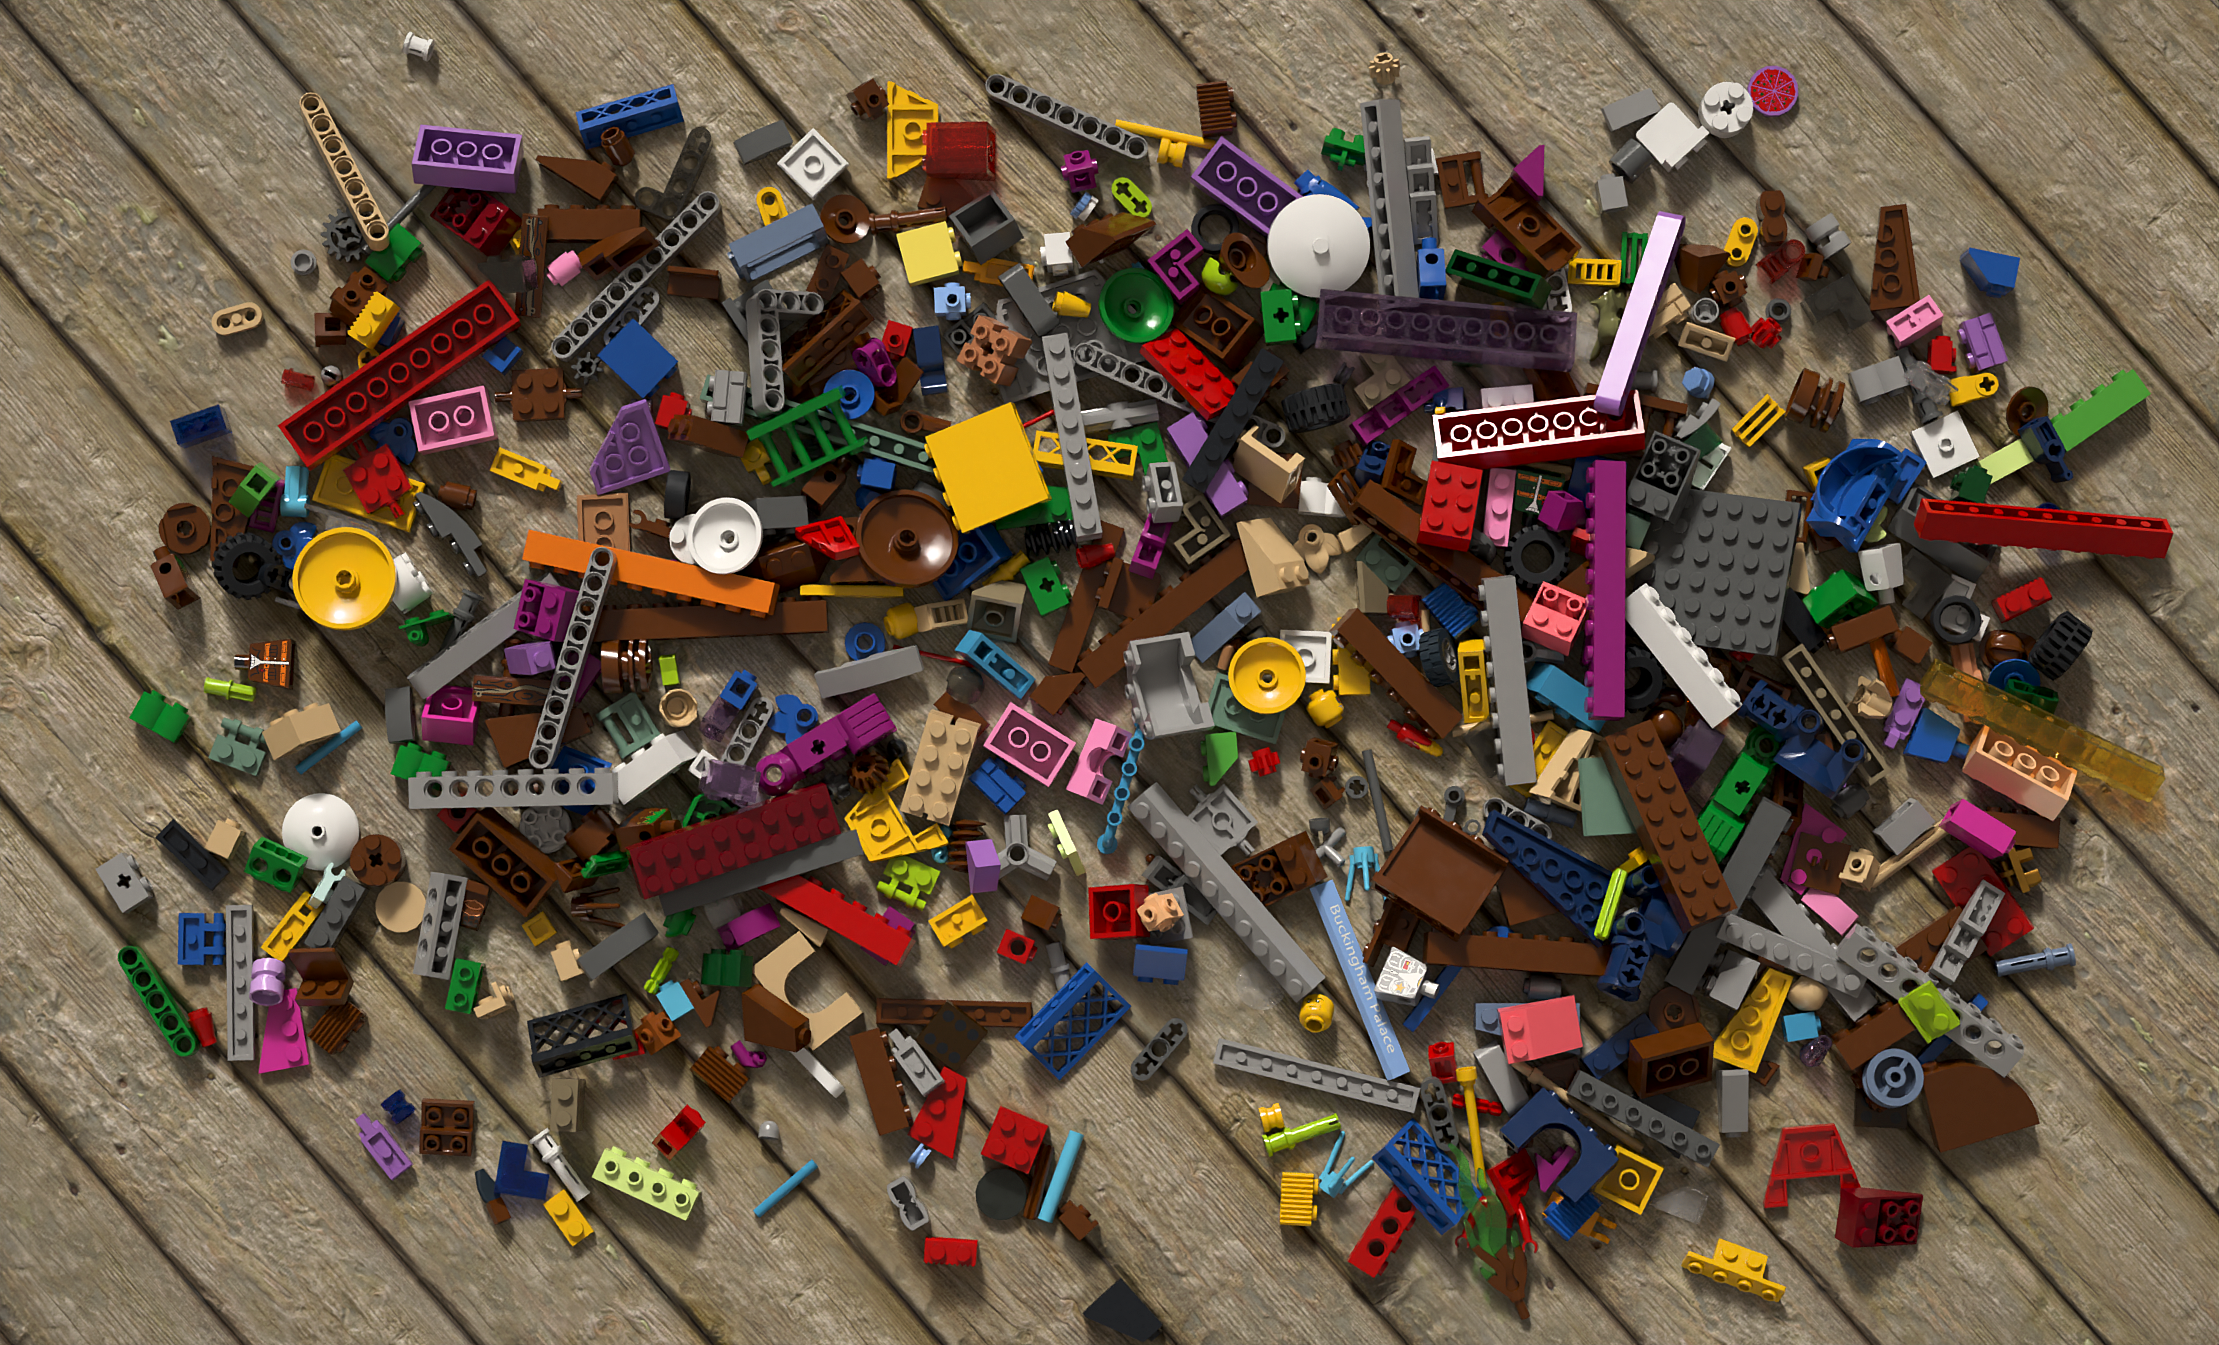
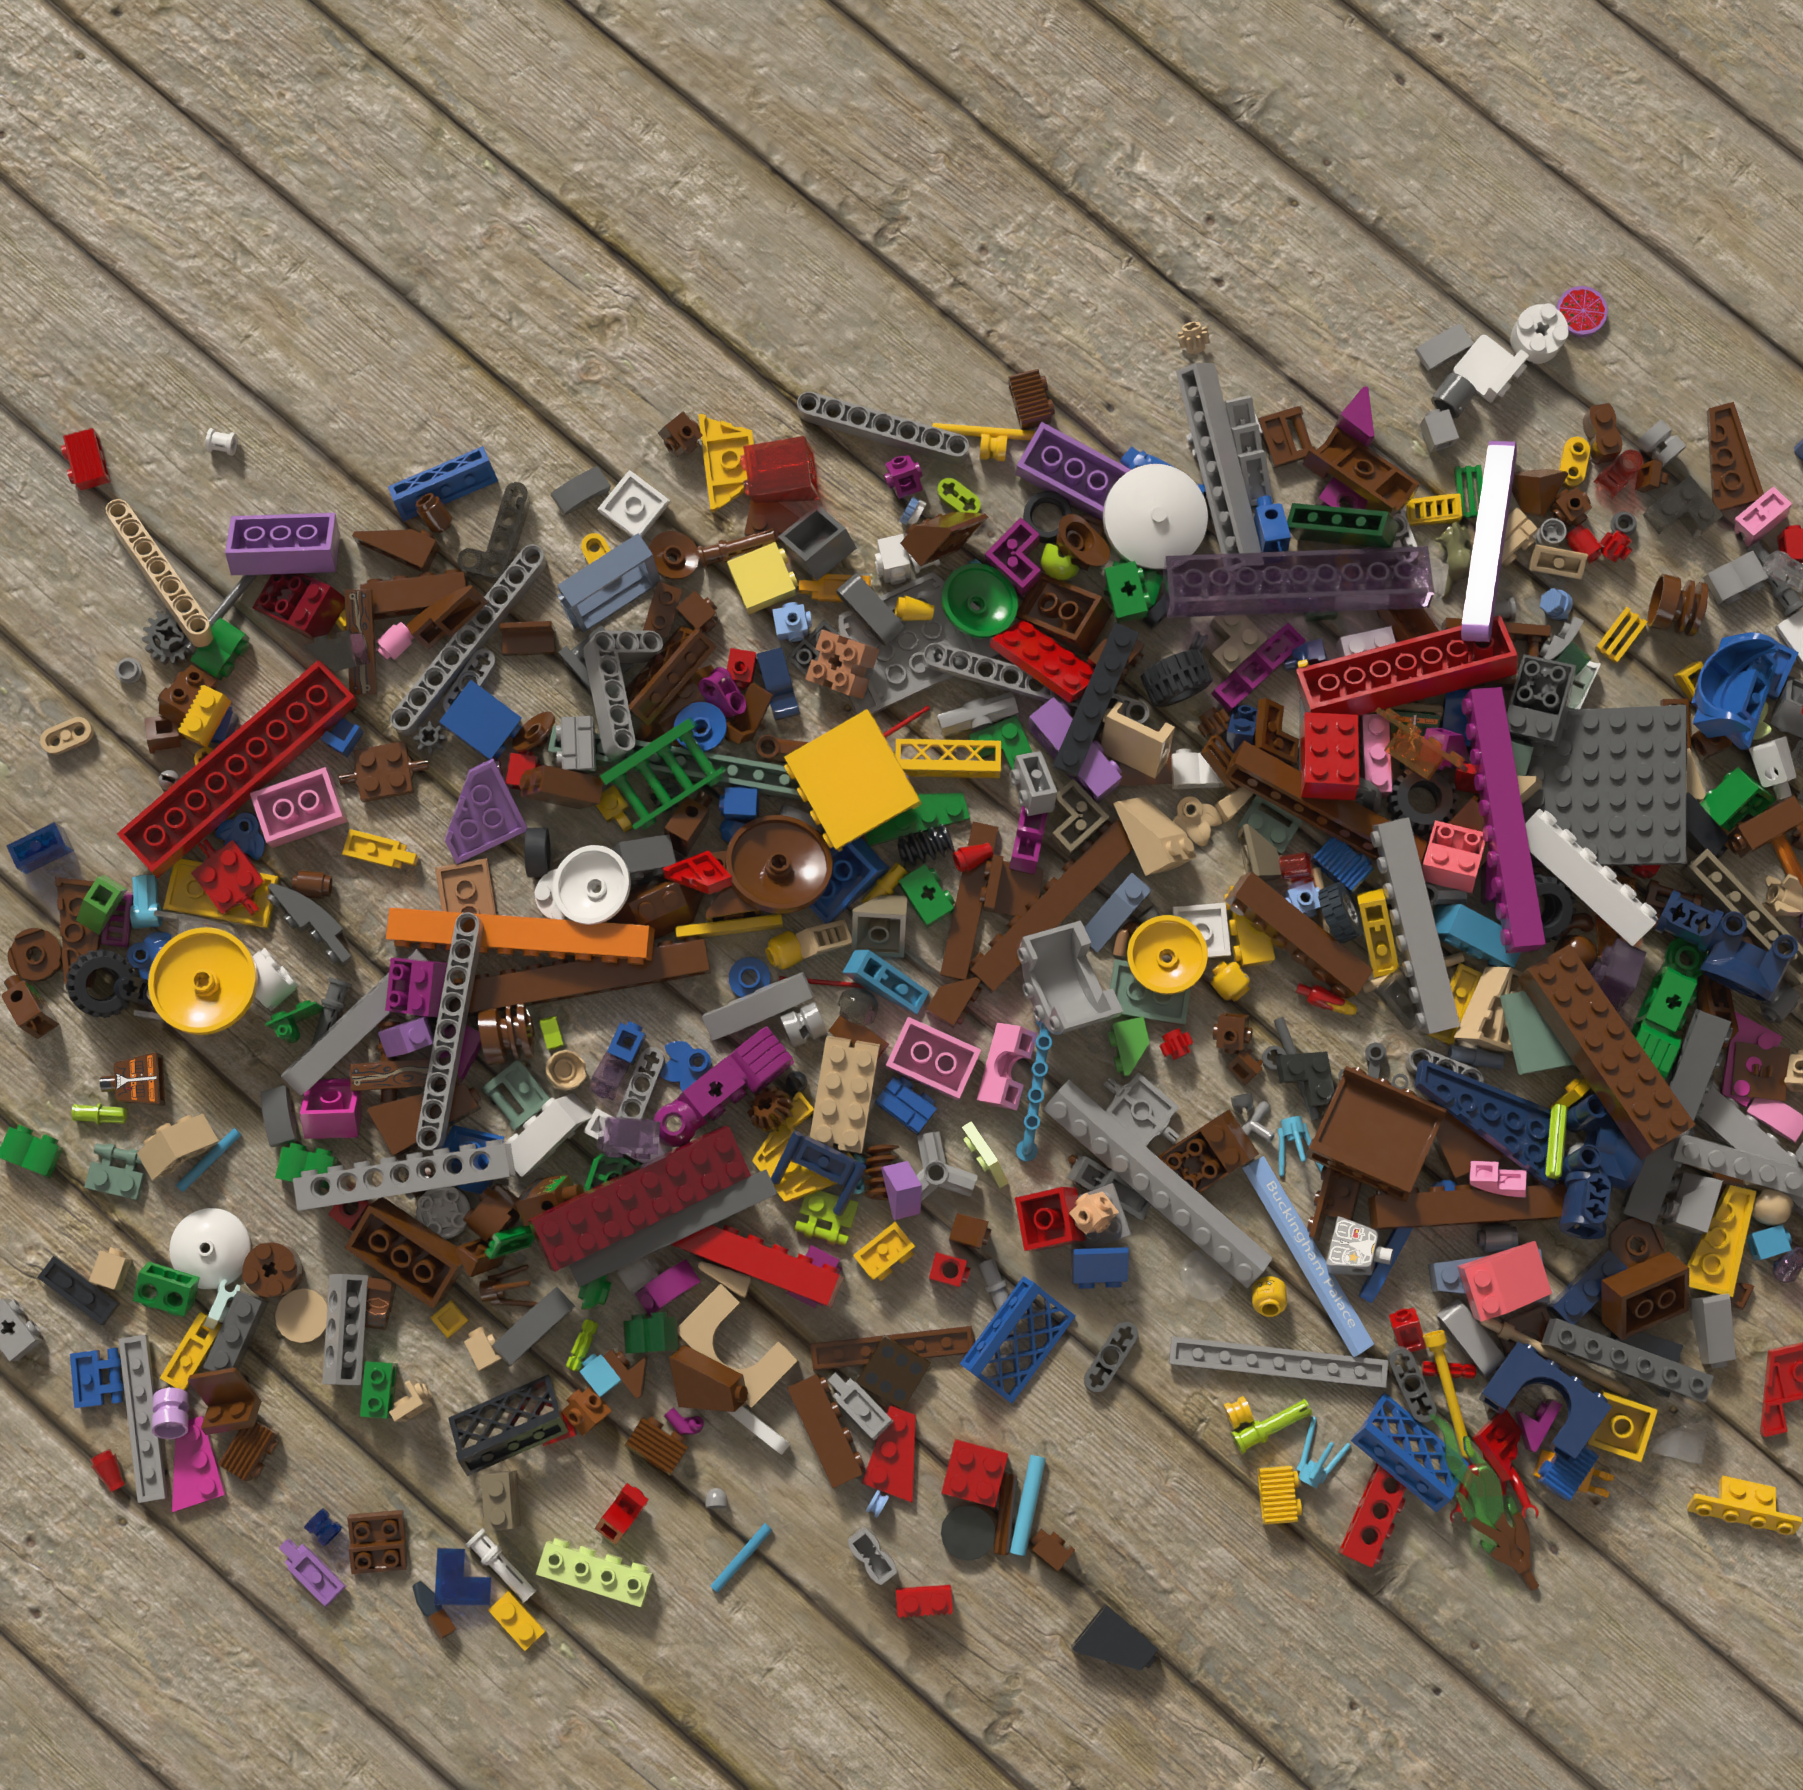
camera: 10 degrees left, 5 degrees down
(148, 994) = (46, 1445): green beam -> none
(284, 47) = (85, 459): none -> red brick
(297, 379) = (135, 788): clear red pin -> none
(658, 528) = (522, 889): reddish brown plate -> none
(688, 376) = (534, 732): none -> reddish brown dish
(837, 786) = (740, 1128): dark grey gear -> none
(910, 695) = (803, 1025): none -> light grey wheel
(911, 829) = (824, 1162): none -> dark blue plate
(1071, 437) = (933, 740): light grey brick -> none
(1344, 151) = (1165, 423): green hips -> none
(1391, 804) = (1313, 1071): none -> pearl dark grey plate
(1533, 512) = (1414, 750): none -> clear orange bracket
(1542, 931) = (1503, 1182): none -> bright pink slope

